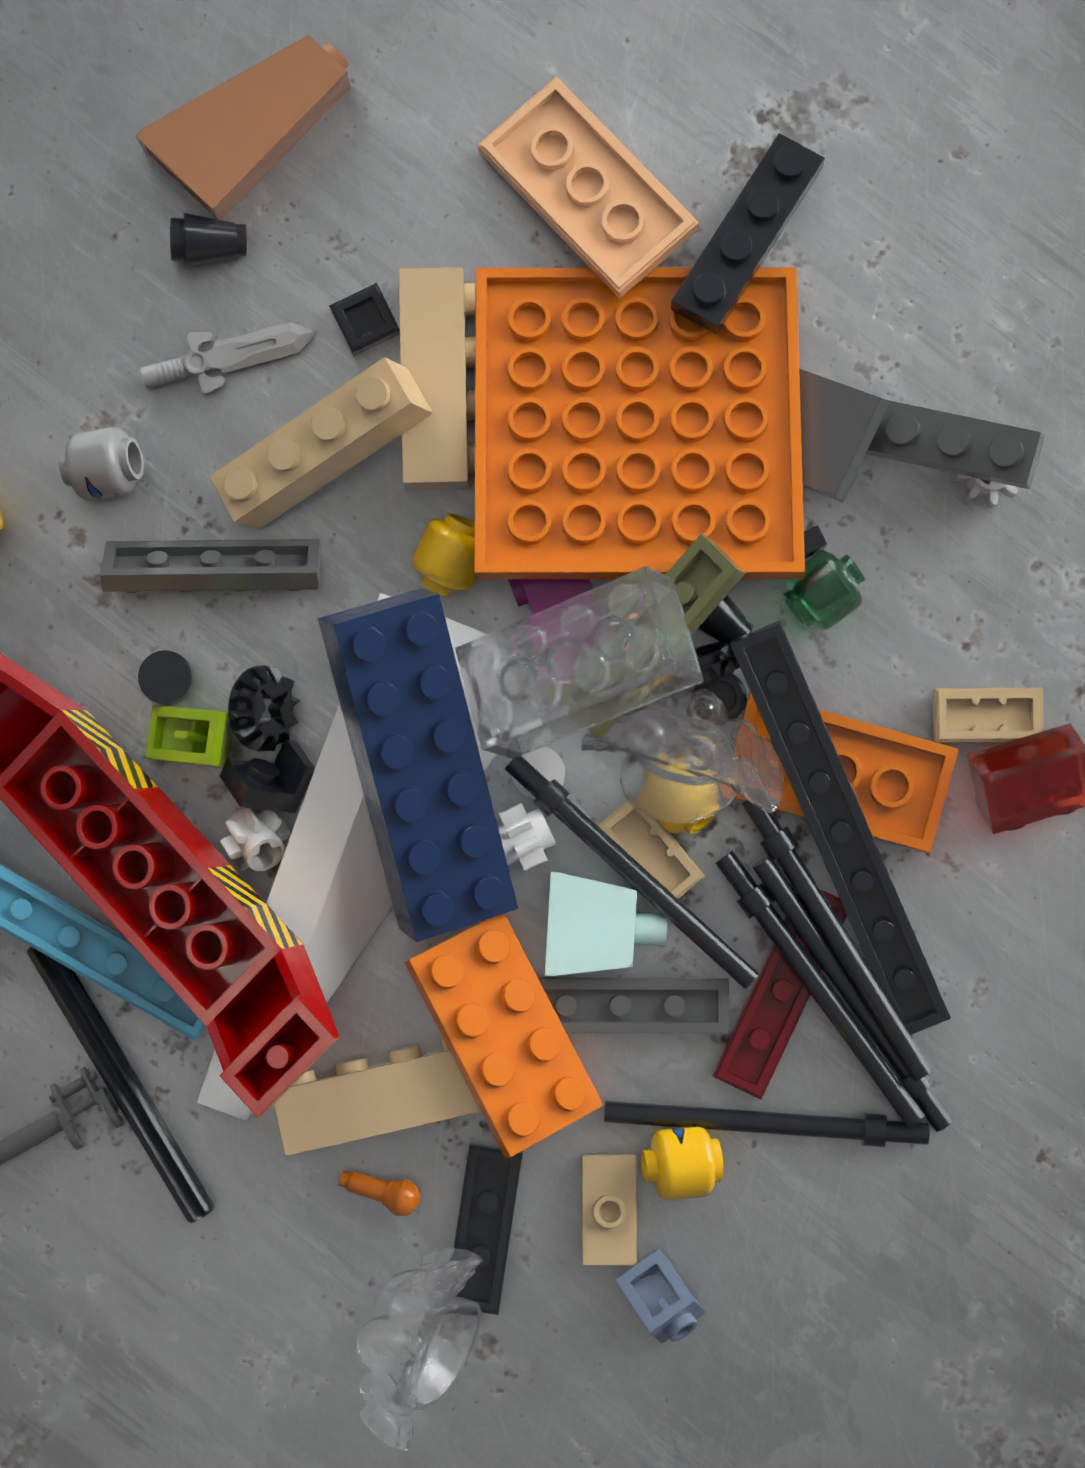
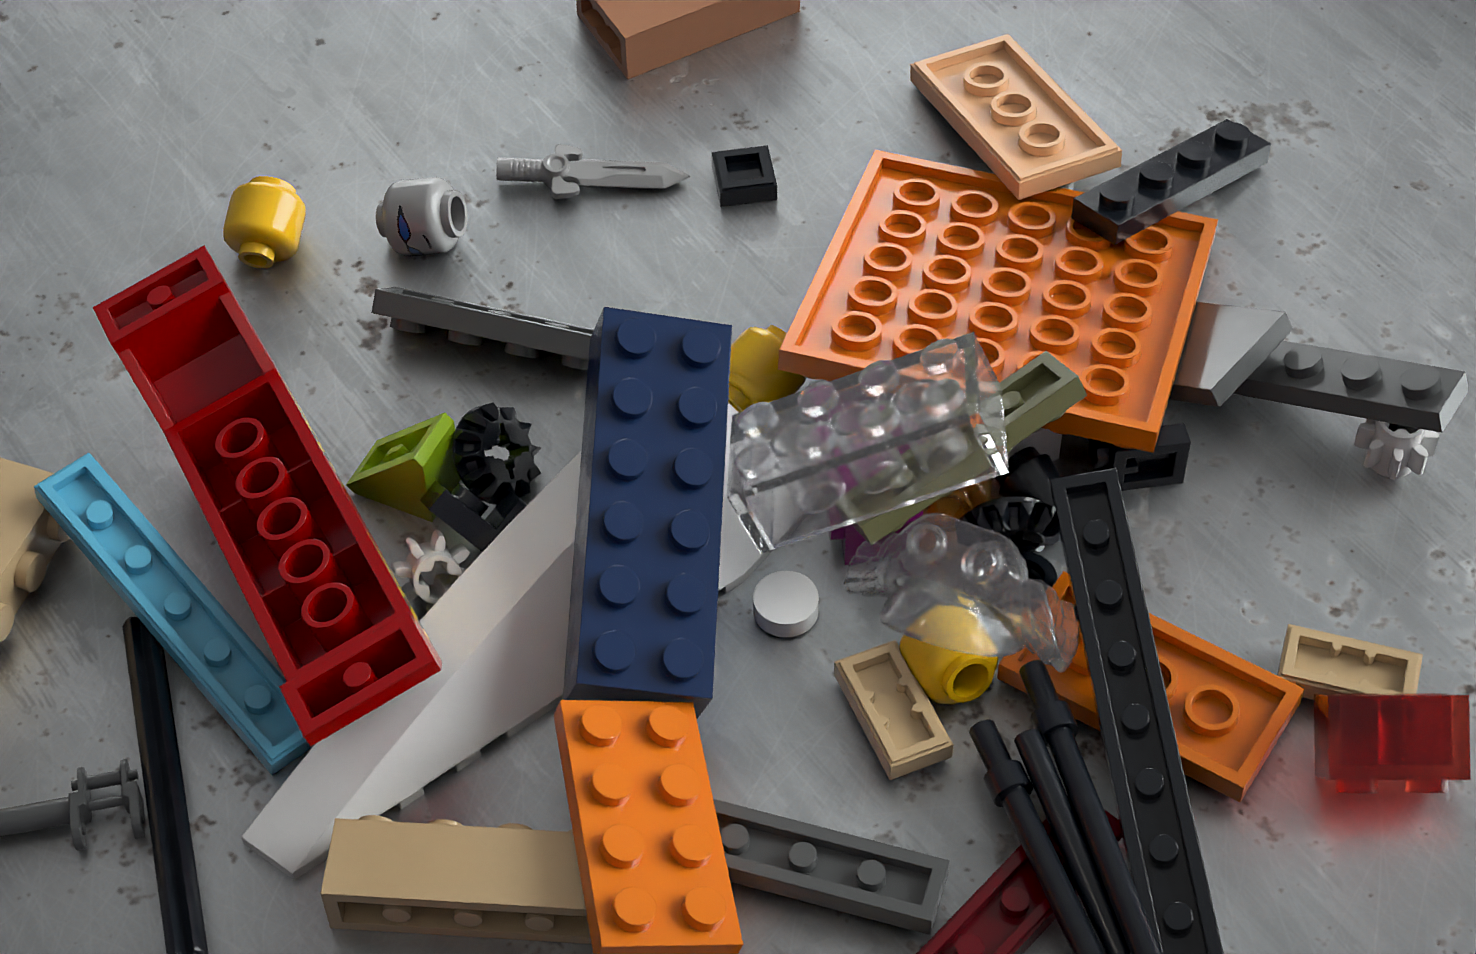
camera: 20 degrees right, 35 degrees down
(165, 677) = (400, 409): black tile -> none
(205, 239) = (606, 76): black cone -> none
(321, 444) = (655, 229): tan brick -> none
(438, 356) = (796, 223): tan brick -> none
(525, 836) = (746, 648): white gear -> none
(552, 798) = (796, 618): black bar -> none
(595, 926) = (801, 759): light aqua torso -> none
(826, 591) = (1175, 500): clear green head -> none

